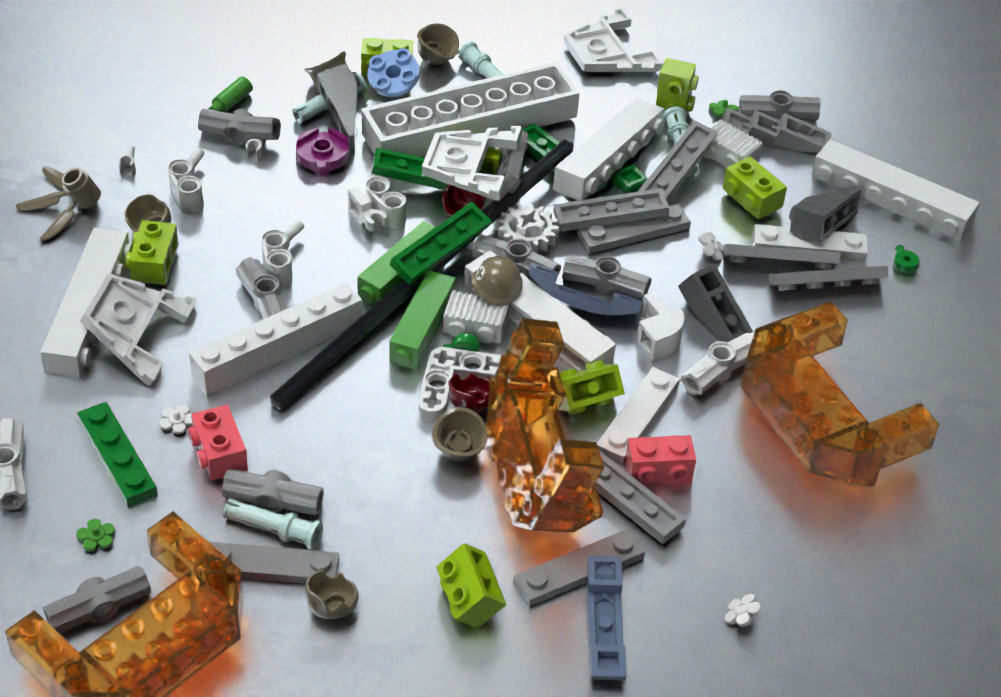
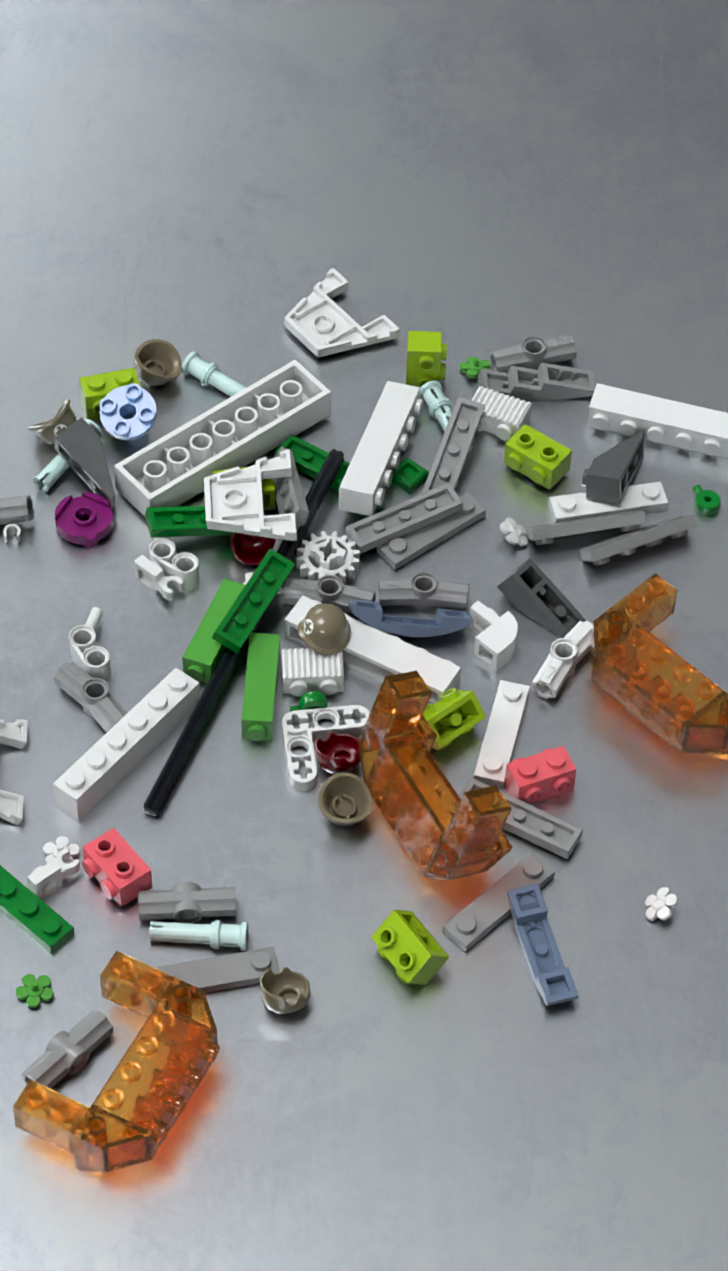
camera: 15 degrees left, 5 degrees up
(153, 435) = (49, 877): none -> white plate

